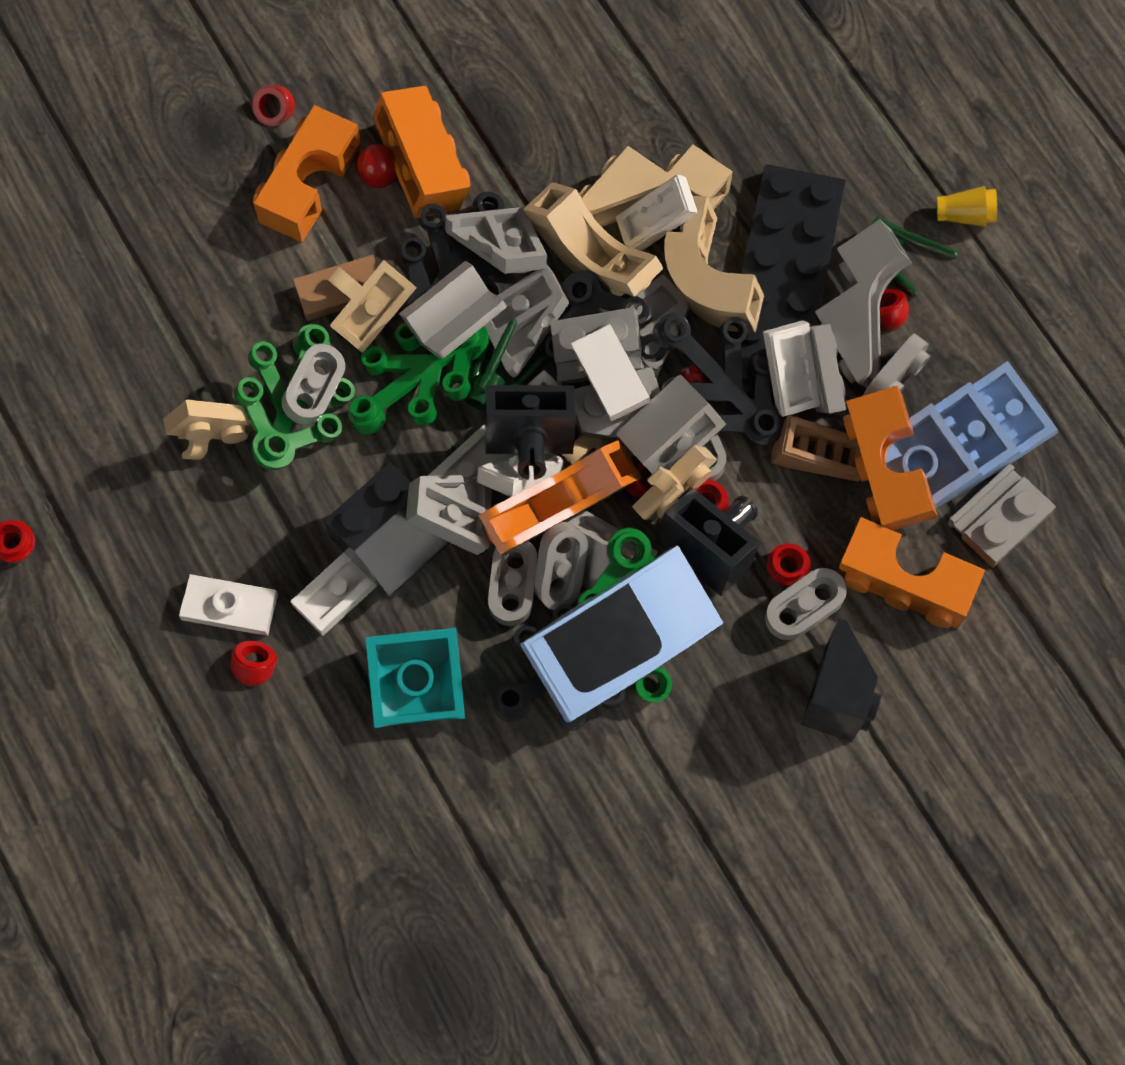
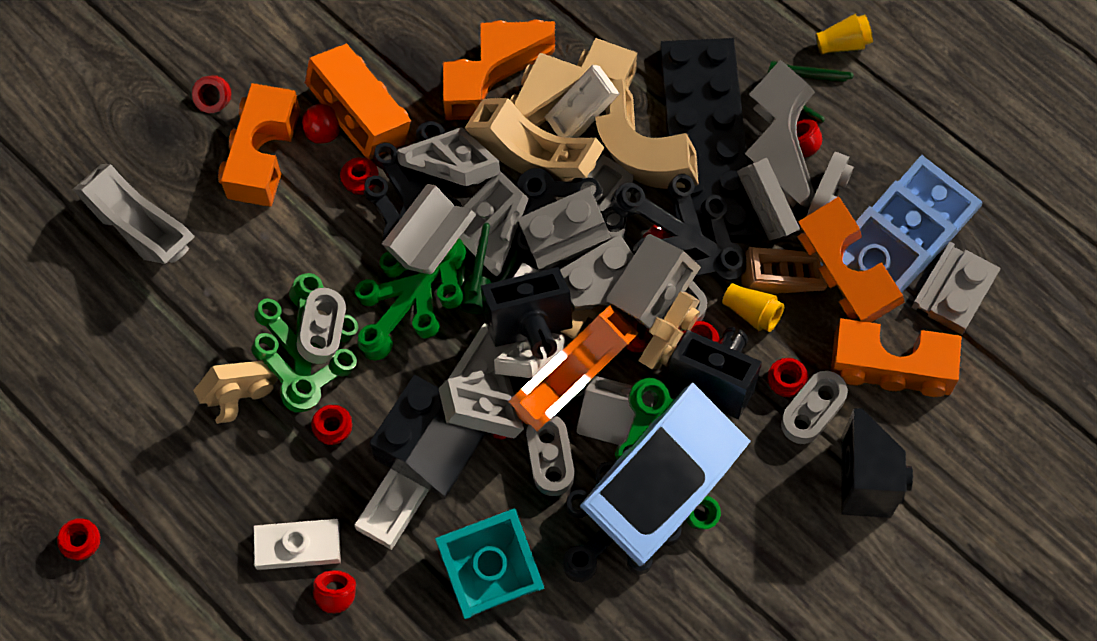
camera: 15 degrees left, 5 degrees down
(154, 218) = (143, 225): none -> light grey arch
(294, 479) = (324, 416): none -> red plate
(321, 297) = (317, 237): medium nougat tile -> none
(370, 304) = (351, 243): tan plate -> none
(400, 220) = (353, 183): none -> red plate
(561, 563) = (592, 425): light grey plate -> none
(591, 135) = (504, 51): none -> orange arch
(610, 372) = (587, 247): white tile -> none
(777, 481) = (755, 307): none -> yellow cone
(792, 368) = (741, 205): white plate -> none

